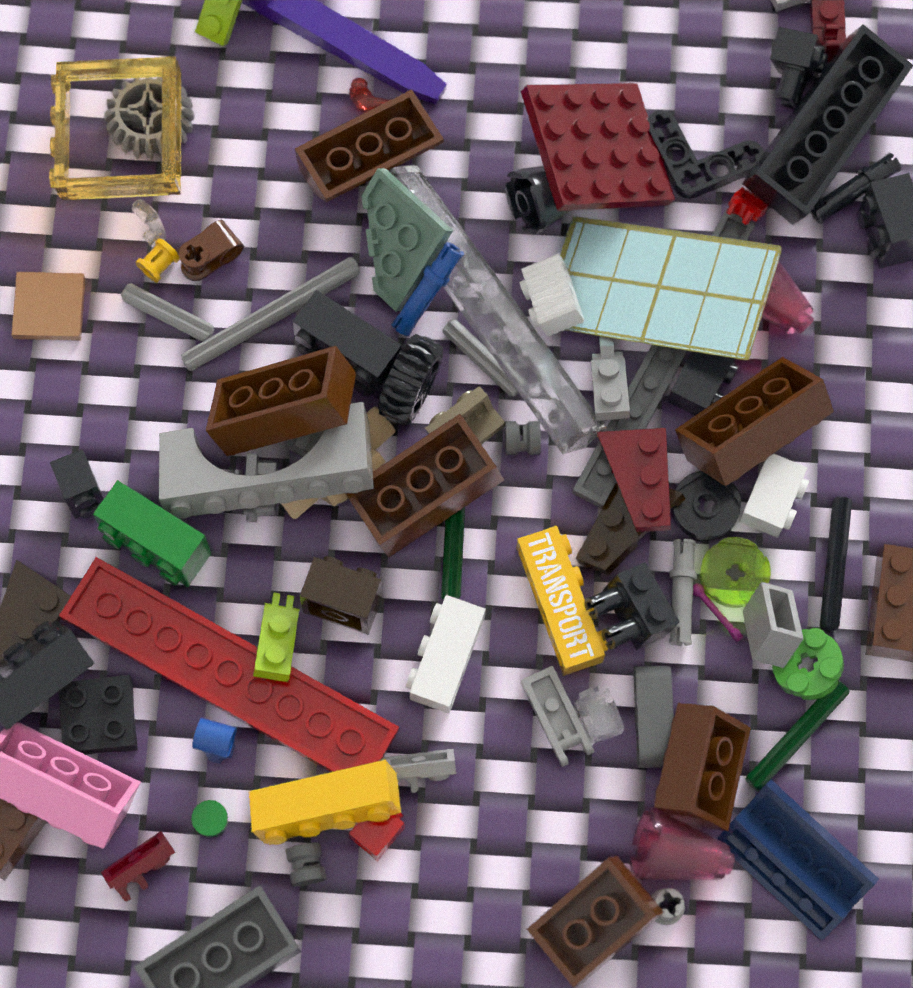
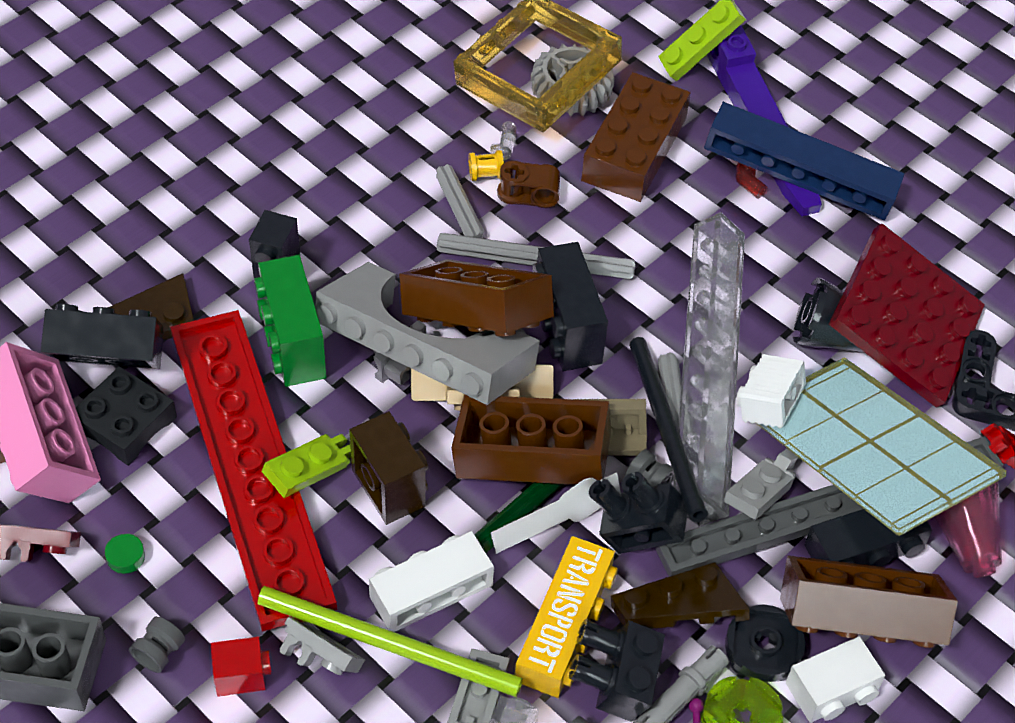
camera: 40 degrees right, 20 degrees down
(48, 306) = (380, 143): medium nougat tile -> none
(214, 739) = (183, 491): blue piece -> none
(252, 134) = (635, 137): none -> reddish brown brick
(324, 802) = (217, 602): yellow brick -> none
(368, 142) = (716, 189): reddish brown slope -> none
(400, 238) = (683, 266): sand green plate -> none
(406, 57) = (804, 161): none -> dark blue brick
(410, 379) = (596, 361): black gear -> none
(434, 278) = (682, 306): blue pin -> none
(469, 723) = (390, 641): none -> lime piece
(493, 514) = (572, 505): none -> white sticker
(514, 396) = (668, 430): none -> black piece
(552, 482) = (640, 515): none -> black brick
(641, 472) = (725, 568): dark red wing -> none

